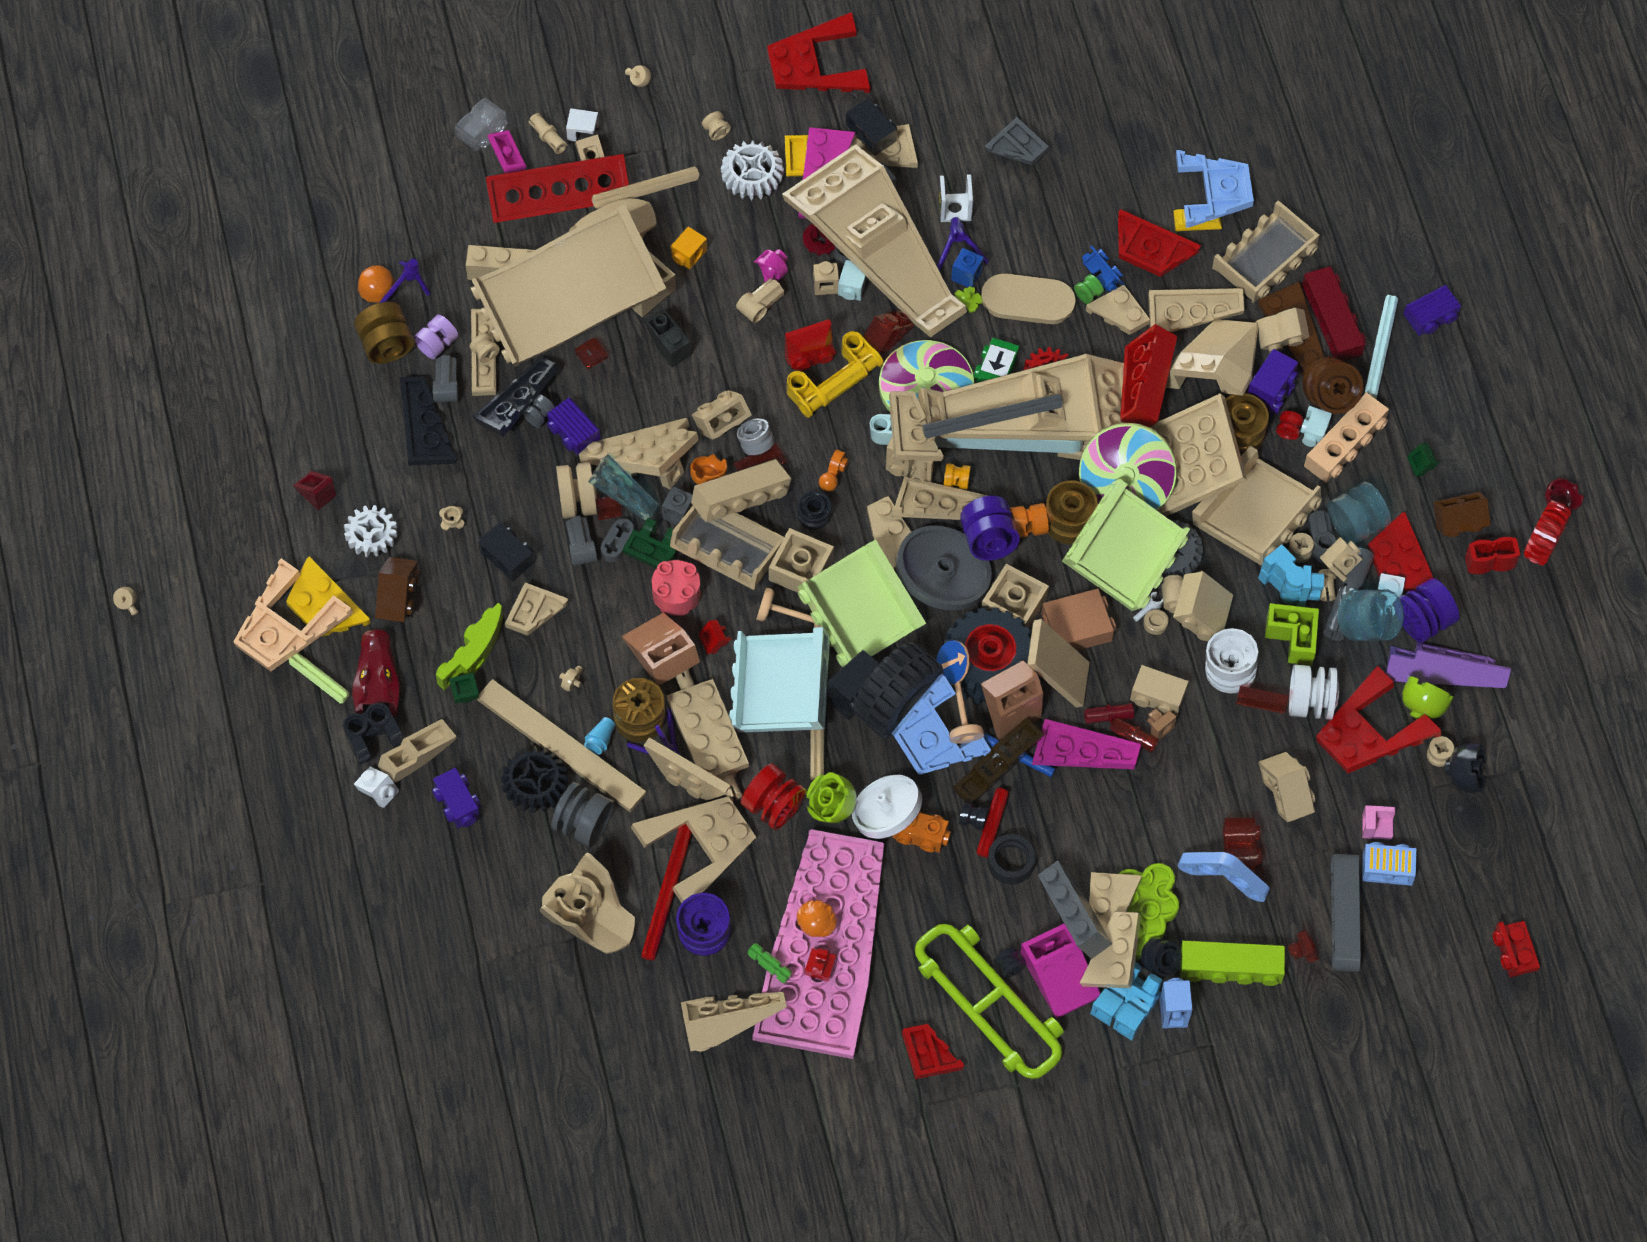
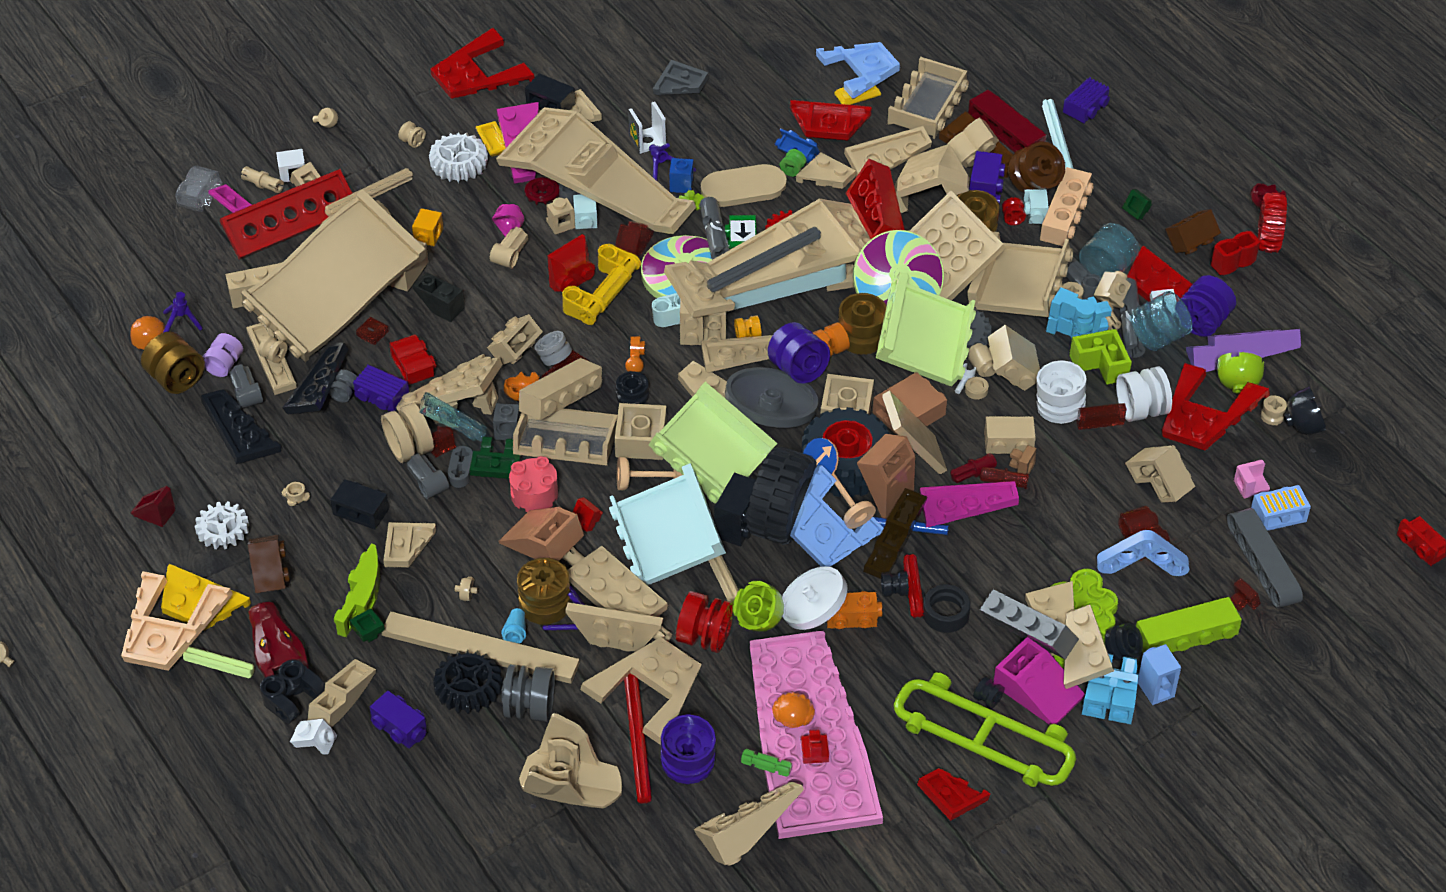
camera: 20 degrees left, 15 degrees down
(615, 402) = (412, 359): none -> red brick
(971, 347) = (713, 227): none -> dark grey piece

